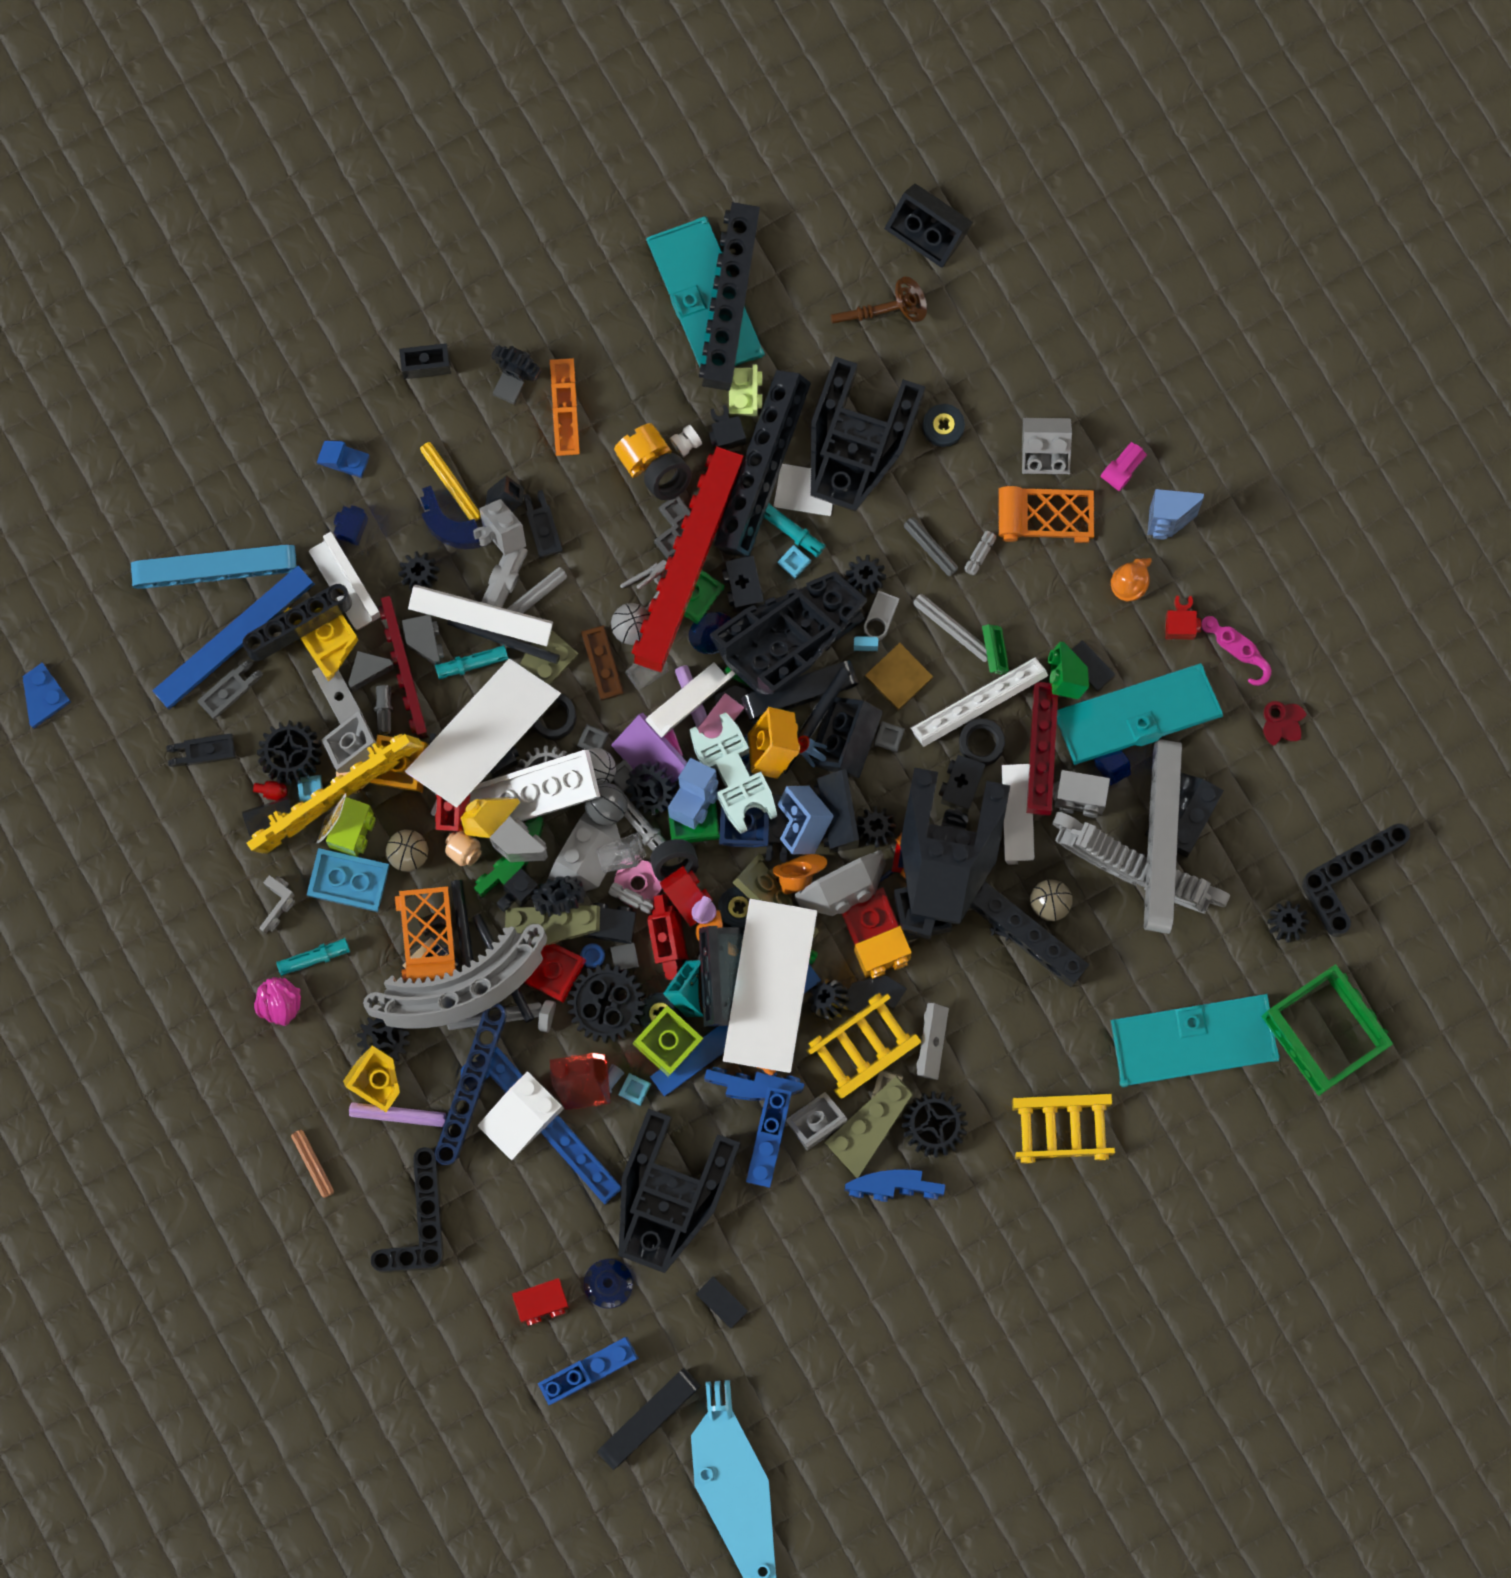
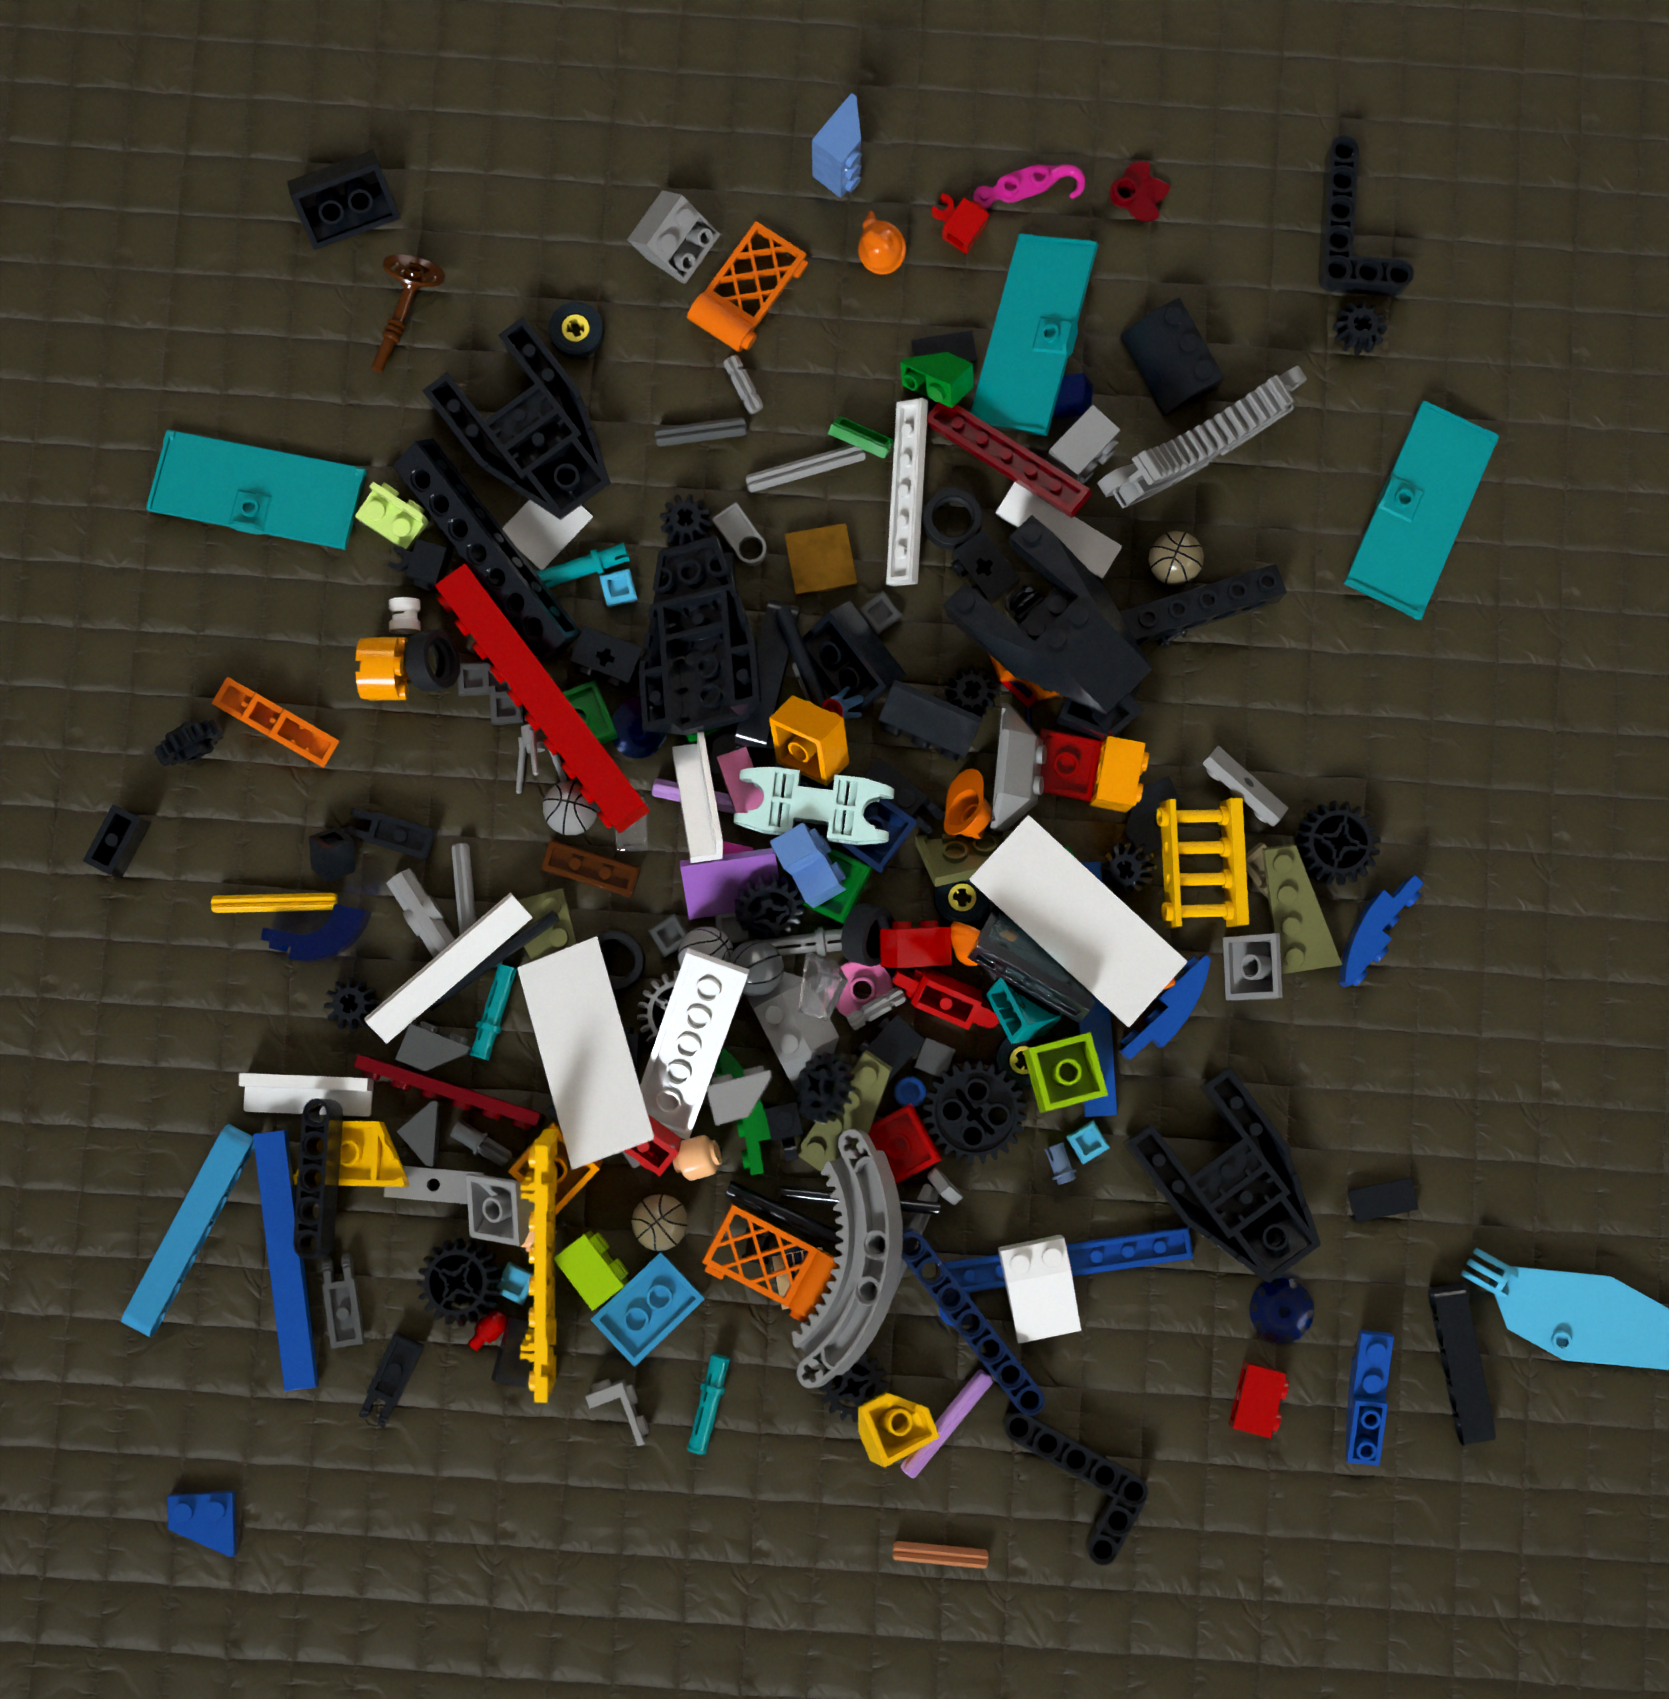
camera: 60 degrees left, 5 degrees up
(277, 1001) = (734, 1478): dark pink hair -> none
(330, 820) = (571, 1288): sticker -> none
(342, 458) = (166, 1004): blue slope -> none
(350, 524) = (246, 1045): clear blue brick -> none
(487, 815) = (685, 1107): yellow slope -> none
(500, 527) = (365, 880): light grey brick -> none
(508, 388) = (212, 770): dark grey tile -> none
(581, 1080) = (1044, 1196): clear red slope -> none
(704, 911) = (948, 938): lavender plate -> none
(747, 218) = (201, 386): black brick -> none
(769, 1136) = (1239, 1031): blue slope -> none
(806, 817) = (915, 757): medium blue brick -> none
(865, 643) = (762, 570): medium azure tile -> none
(1074, 1105) = (1397, 708): yellow fence -> none
(1121, 470) = (754, 177): dark pink piece -> none
(1162, 836) = (1194, 392): light grey beam -> none
(1296, 1049) = (1507, 407): green window -> none

